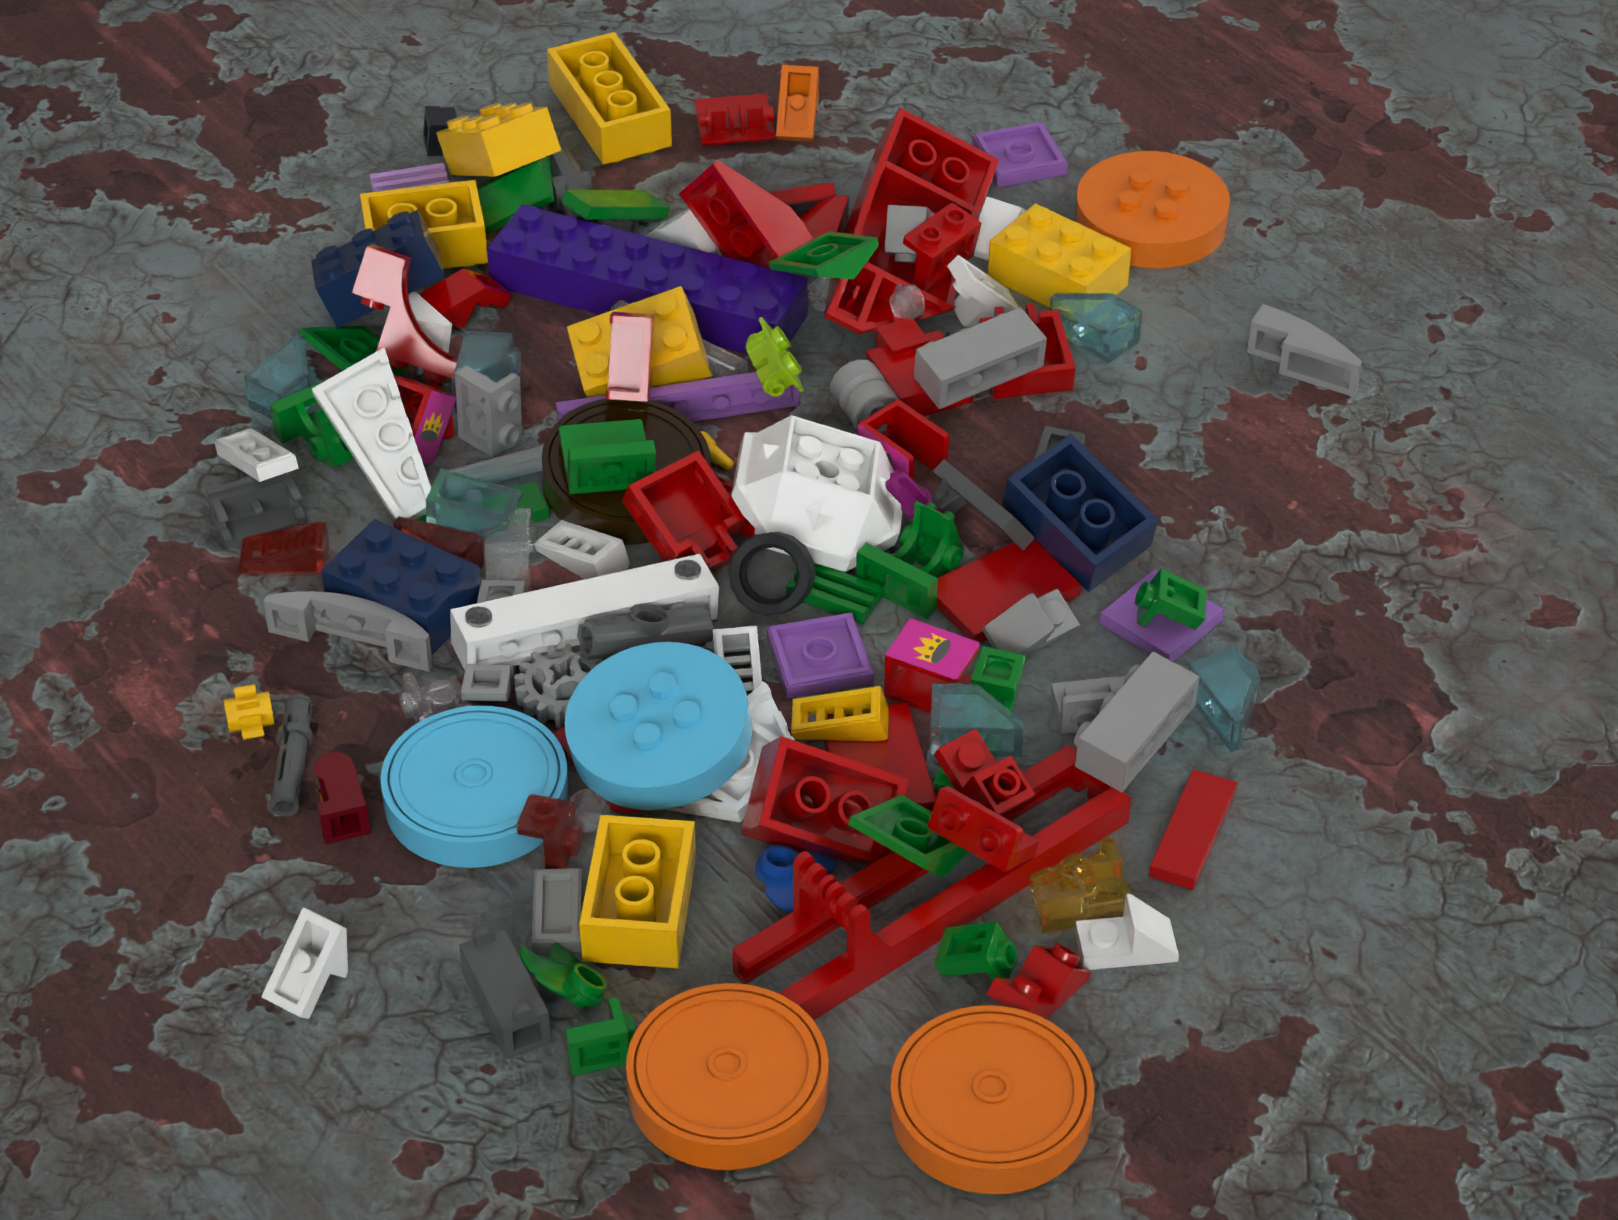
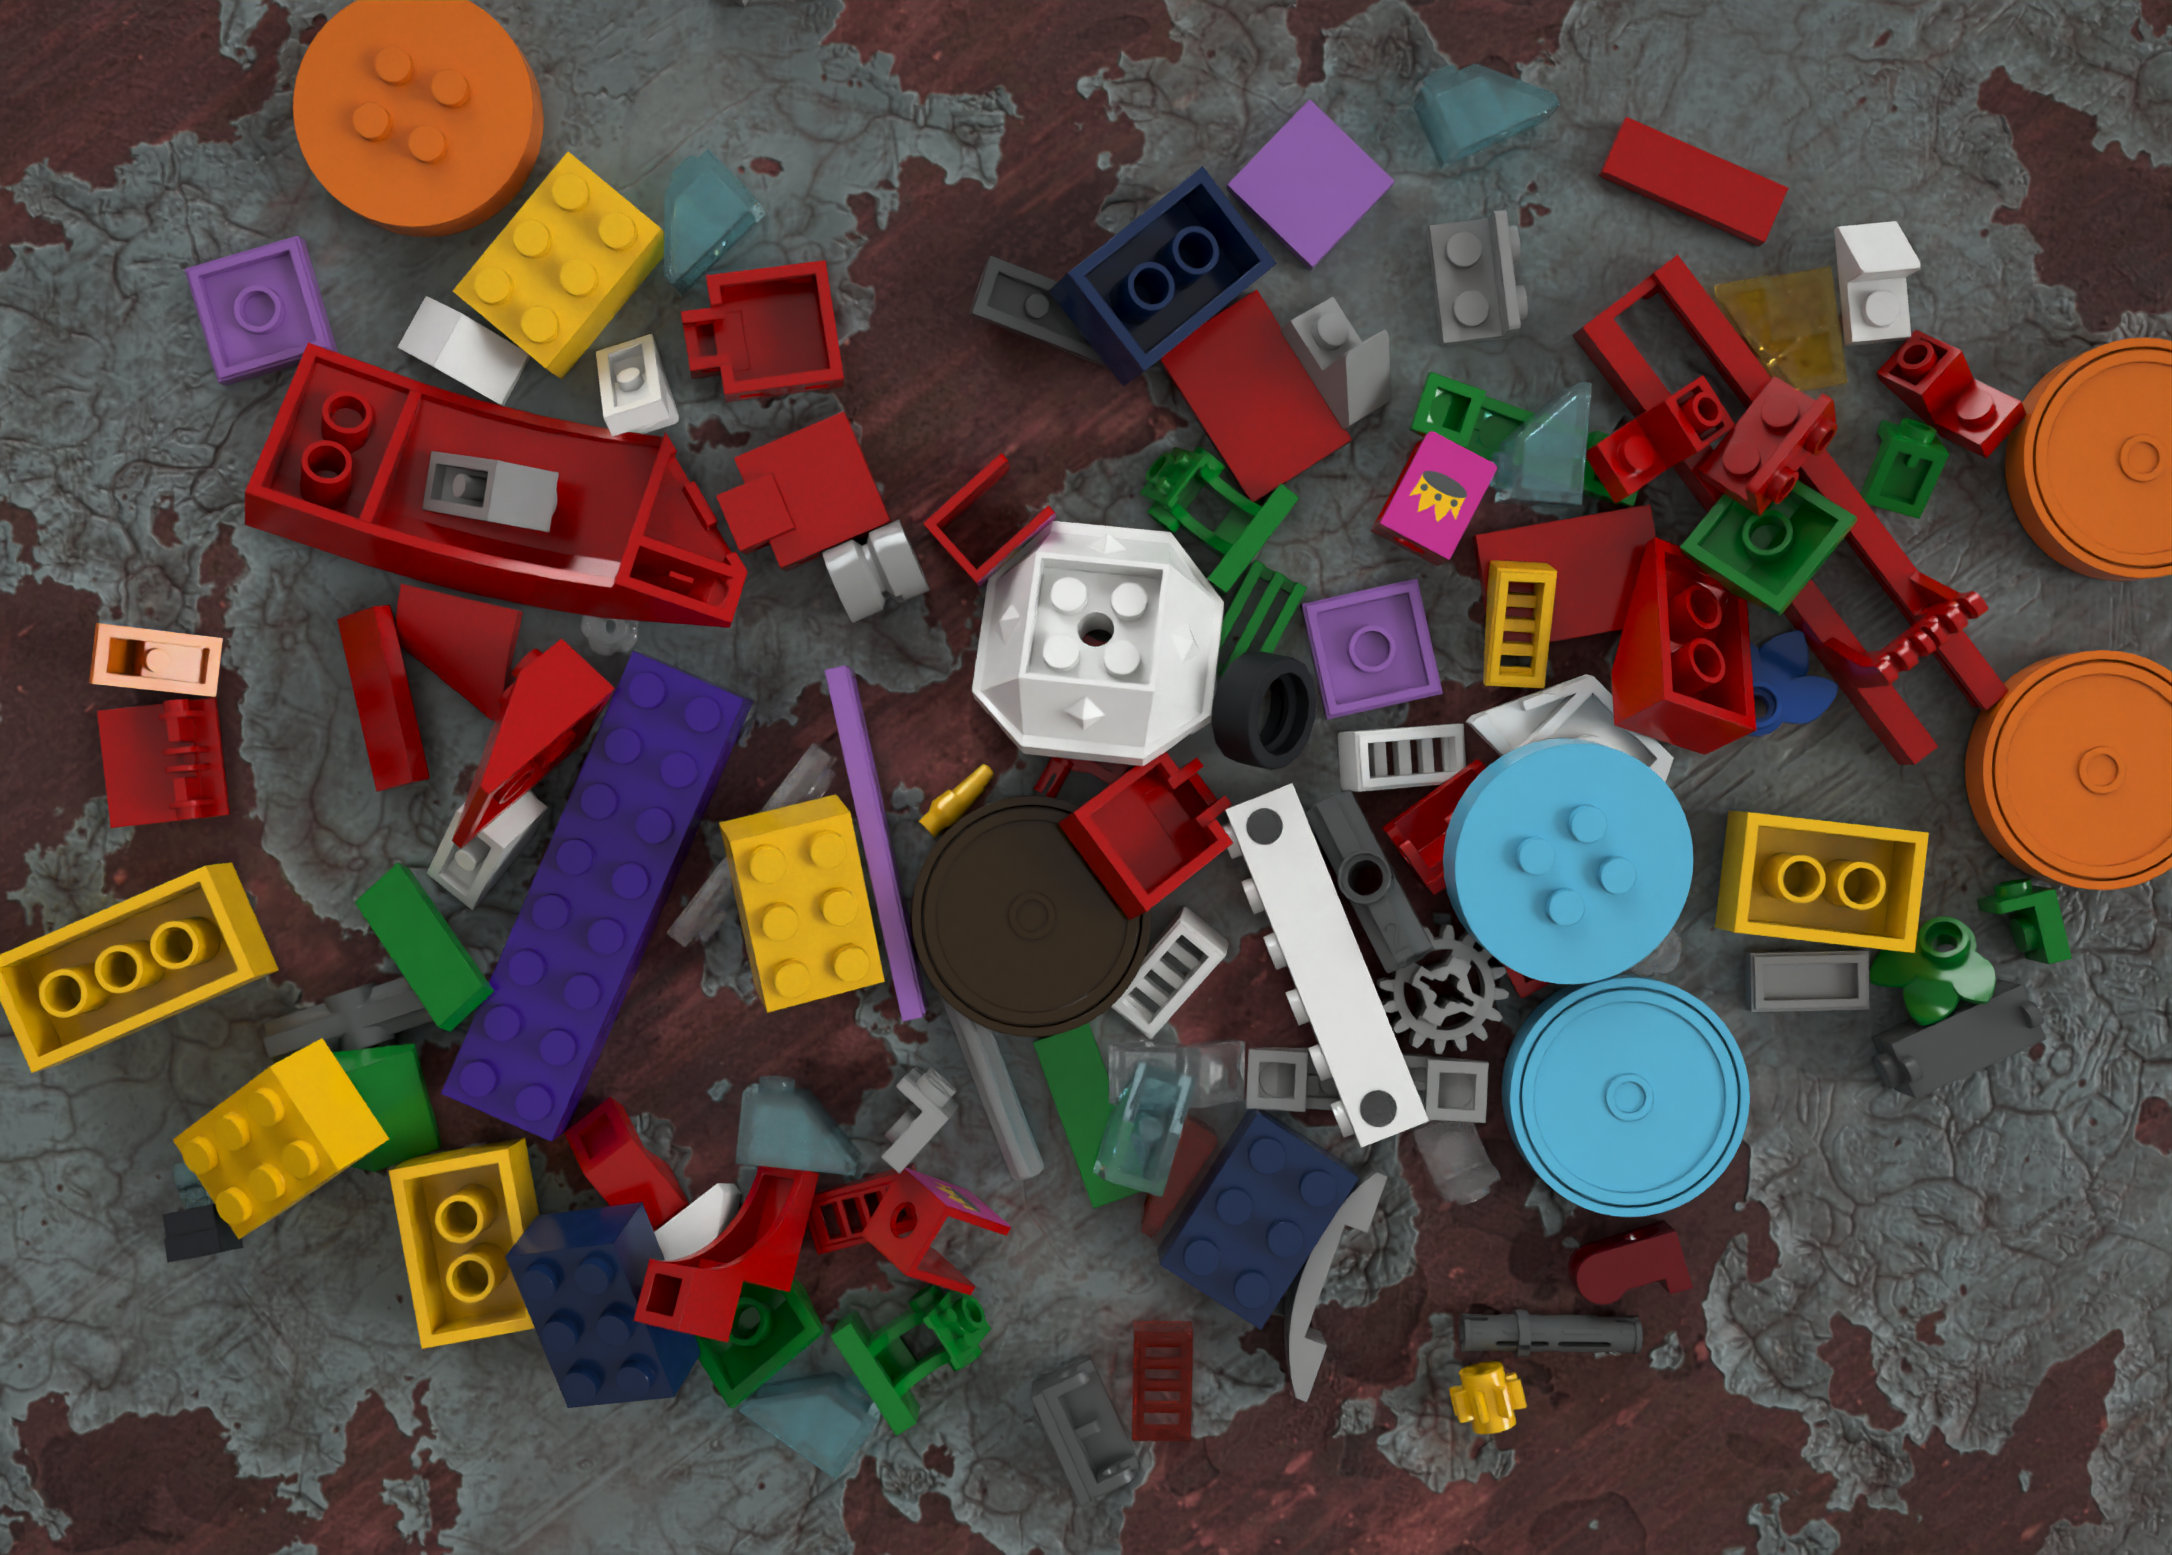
camera: 90 degrees left, 45 degrees up
(256, 454) = (996, 1443): white tile -> none
(309, 957) = (1921, 1279): white slope -> none
(375, 428) = (996, 1279): white wing -> none
(409, 177) = (305, 1275): lavender tile -> none
(554, 823) = (1715, 996): clear red bracket -> none
(606, 455) = (1051, 945): green bracket -> none
(630, 356) = (879, 916): panel -> none
(774, 365) = (806, 706): lime hinge -> none
(828, 256) = (630, 620): green slope -> none
(907, 302) = (697, 501): clear plate -> none
(908, 492) = (1123, 505): magenta axle -> none
(940, 241) = (544, 442): red bracket -> none
(957, 490) = (1072, 442): dark grey hinge -> none
(979, 357) = (831, 398): light grey brick -> none
(1135, 721) = (1585, 232): light grey brick -> none
(1173, 598) = (1322, 168): green bracket -> none

